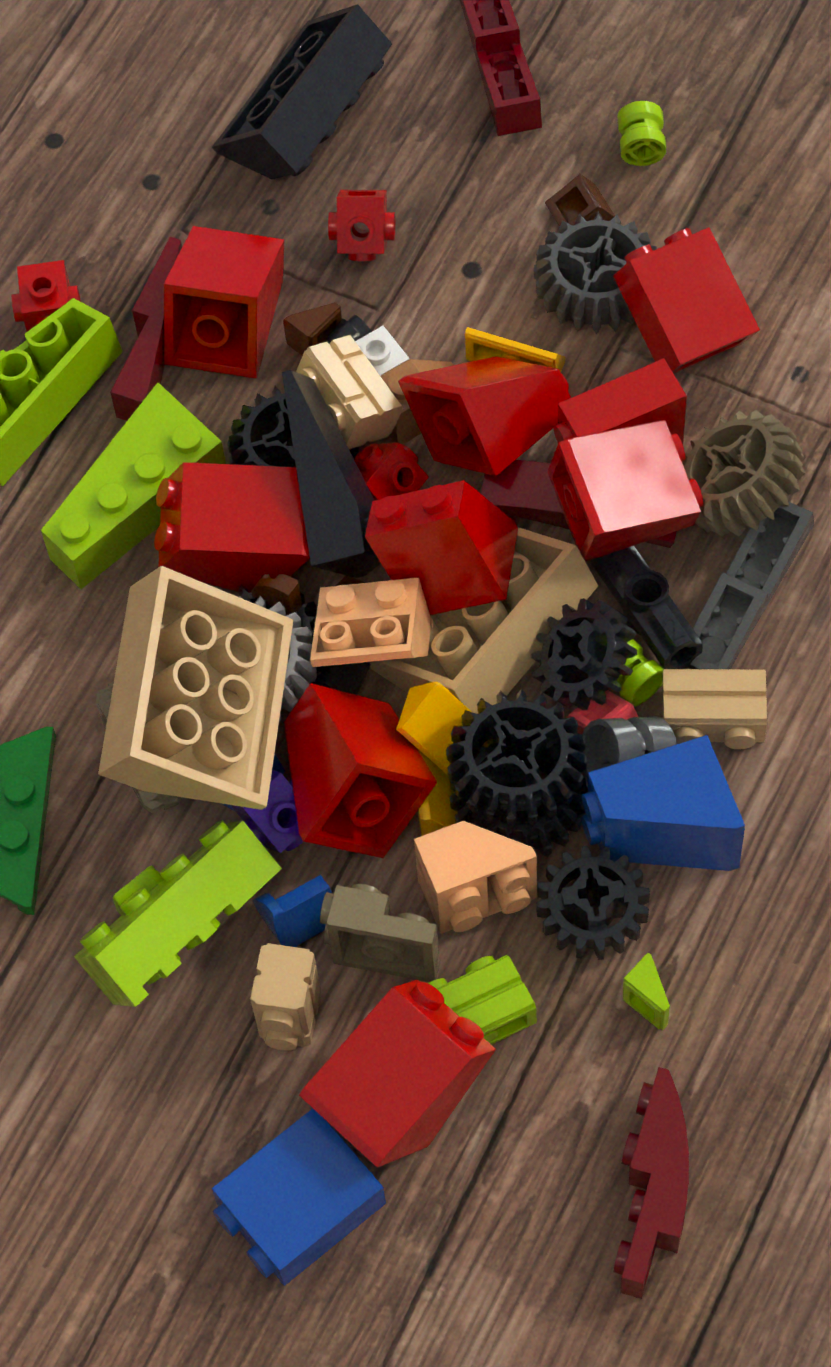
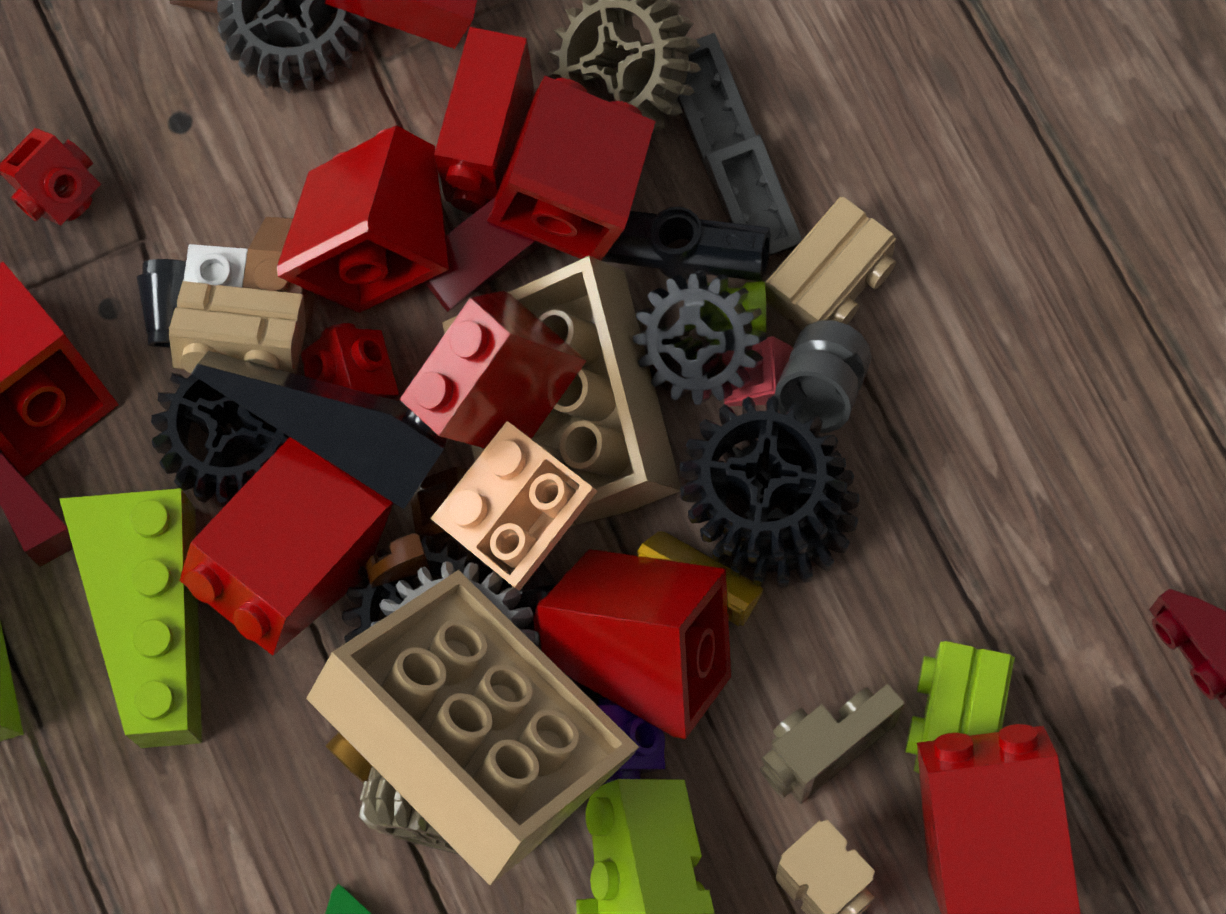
camera: 50 degrees left, 10 degrees up
(296, 914) = (736, 798): blue tile -> none
(311, 326) = (121, 314): reddish brown slope -> none
(429, 719) = (658, 525): yellow slope -> none
(473, 875) = (831, 610): light nougat slope -> none
(484, 345) = (290, 167): yellow slope -> none
(611, 897) = (957, 539): black gear -> none
(645, 992) = (1066, 547): lime slope -> none
(666, 809) = (915, 387): blue slope -> none

